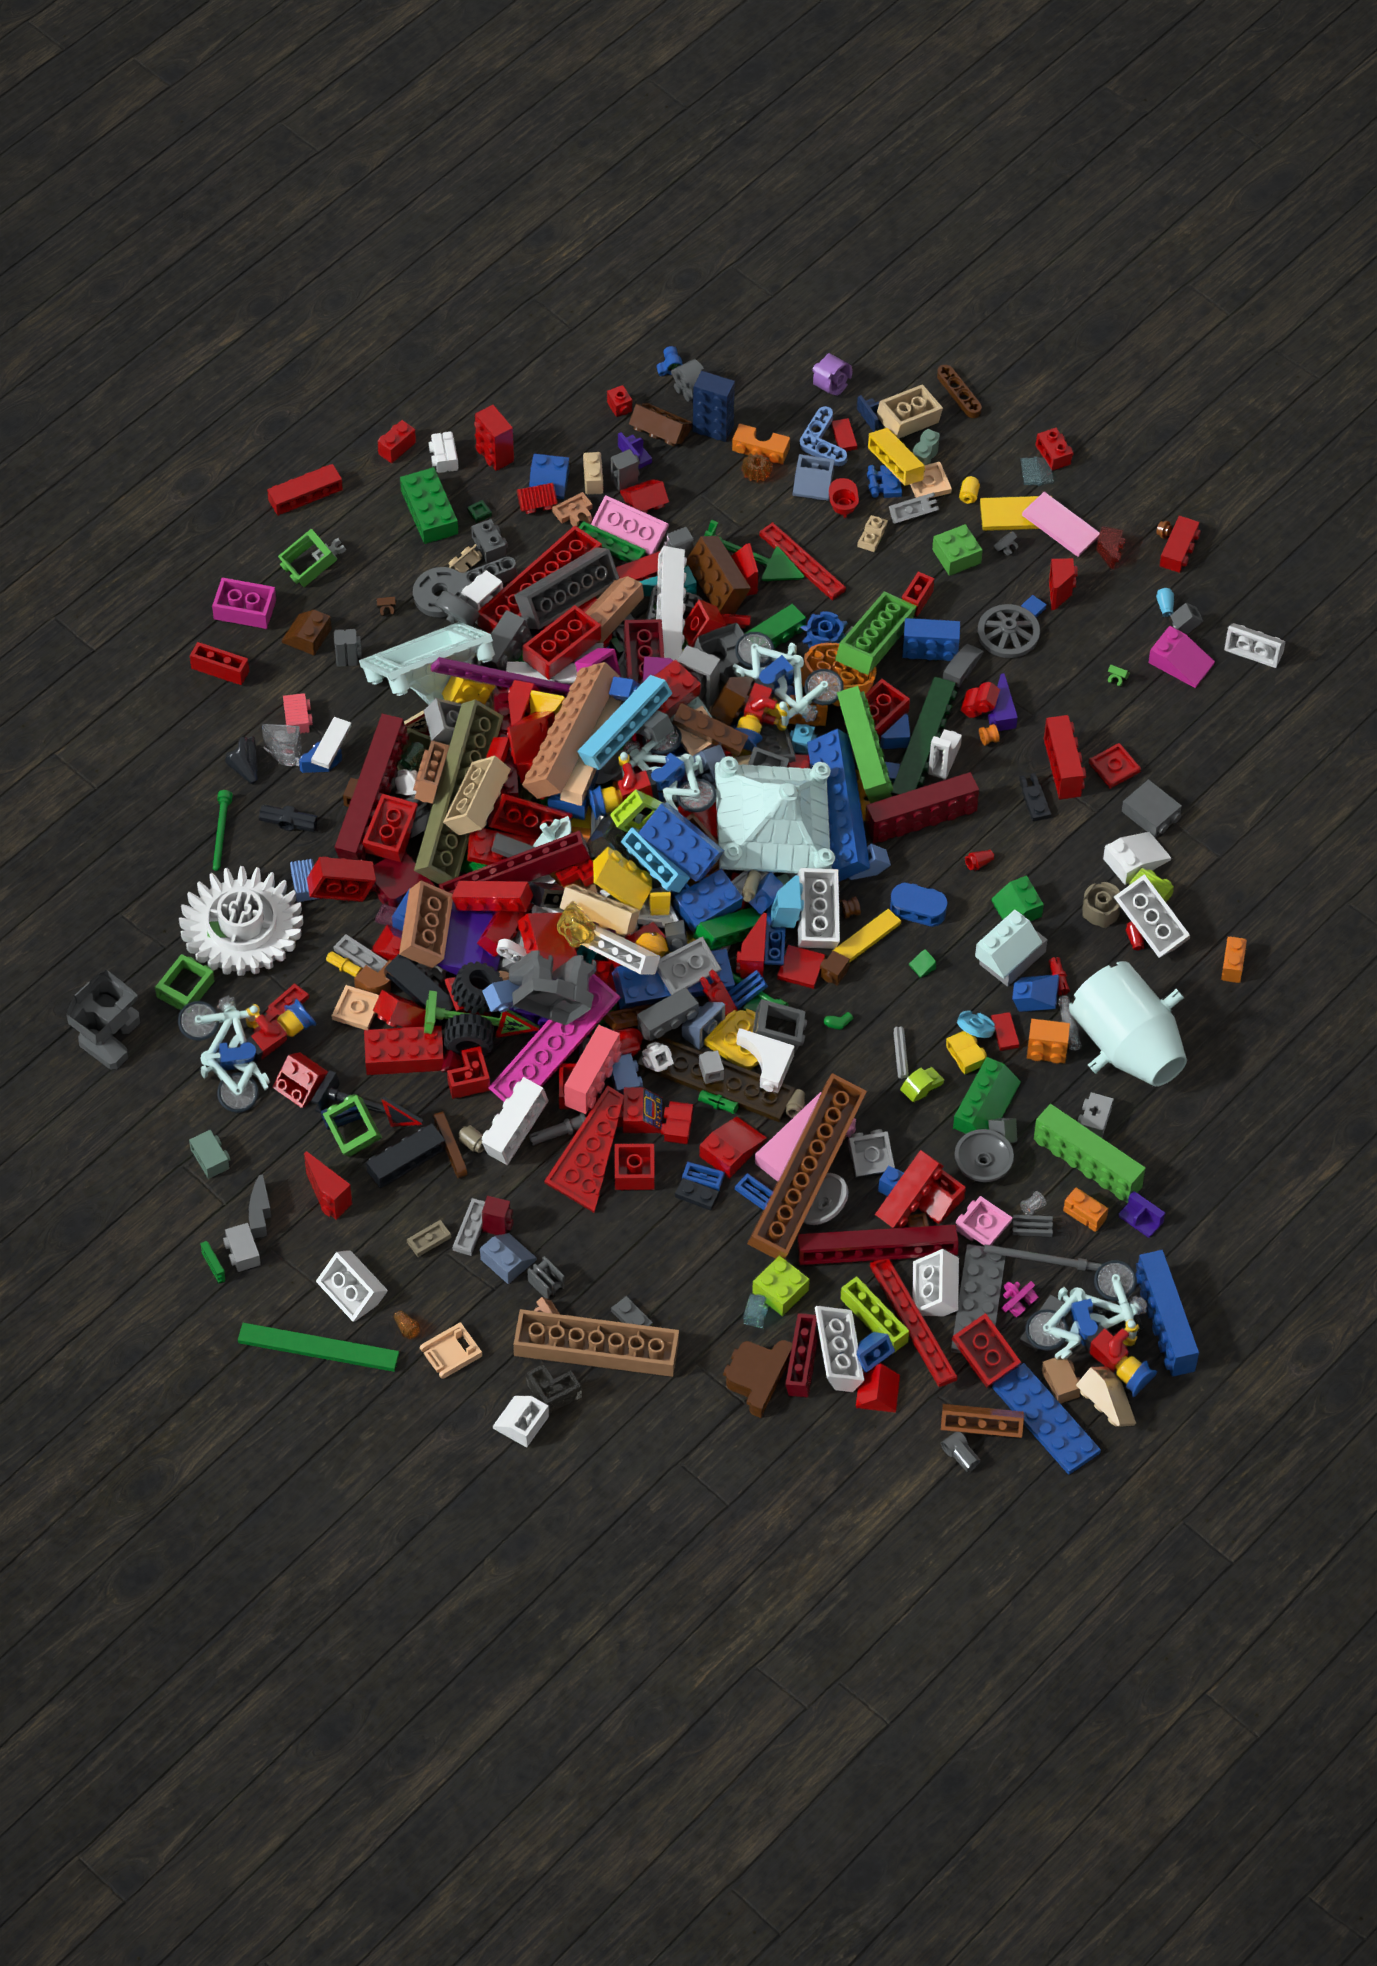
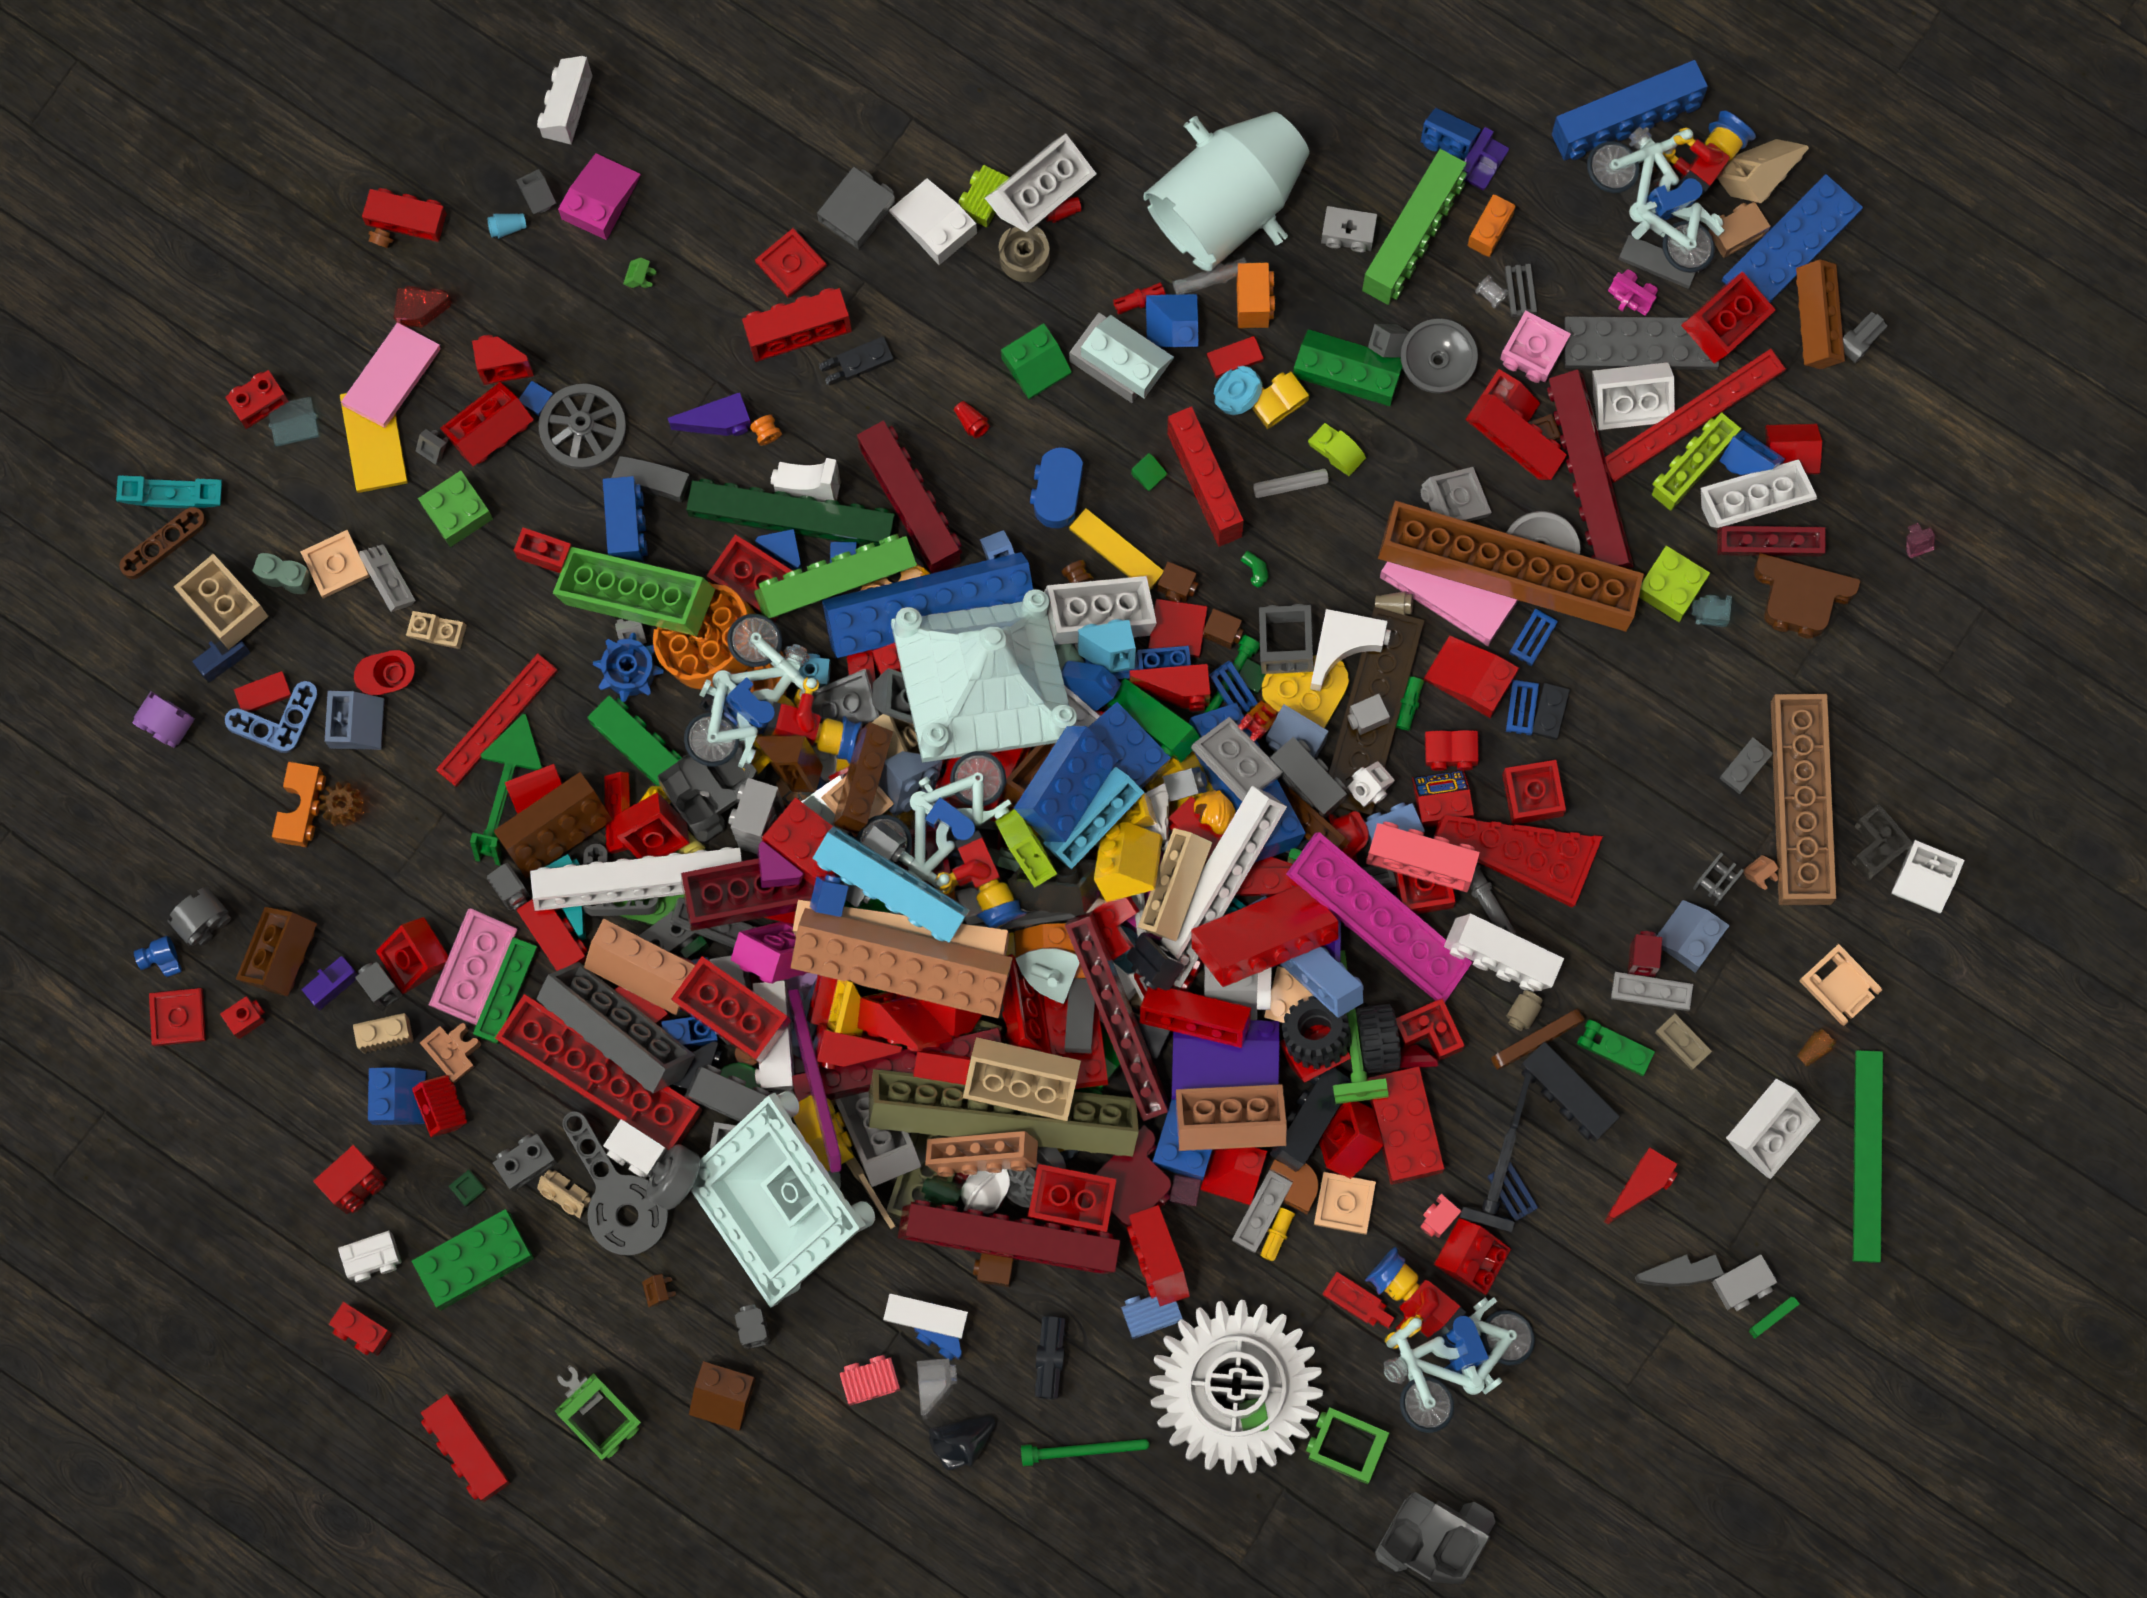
camera: 95 degrees left, 20 degrees up
(209, 1153) = (1611, 1355): sand green brick -> none
(219, 663) = (803, 1507): red brick -> none
(244, 603) = (690, 1493): dark pink brick -> none
(334, 1062) = (1439, 1217): none -> coral brick
(363, 1140) = (1564, 1158): bright green window -> none
(433, 1196) = (1616, 1048): none -> green plate
(492, 896) = (1177, 1032): red brick -> none
(555, 994) = (1341, 932): dark grey piece -> none
(576, 925) = (1214, 908): clear yellow hat -> none
(628, 369) = (177, 1017): none -> red tile
(713, 406) = (261, 869): dark blue brick -> none
(751, 885) = (1092, 696): dark tan cylinder -> none
(788, 1461) = (1919, 540): none -> clear pink tile
(794, 991) = (1223, 629): none -> reddish brown brick
(889, 1180) = (1495, 466): blue brick -> none
(890, 483) = (338, 618): blue plate -> none
(896, 456) = (305, 609): yellow brick -> none
(909, 988) = (1205, 476): none -> red brick
(969, 490) = (345, 505): yellow brick -> none
(980, 699) = (717, 444): red brick -> none
(994, 394) = (169, 493): none -> teal slope
(1016, 574) = (487, 424): none -> red slope
(1080, 1264) = (1567, 226): dark grey bar -> none
(1164, 1187) = (1449, 134): none -> blue slope
(1233, 959) = (1081, 82): orange brick -> none

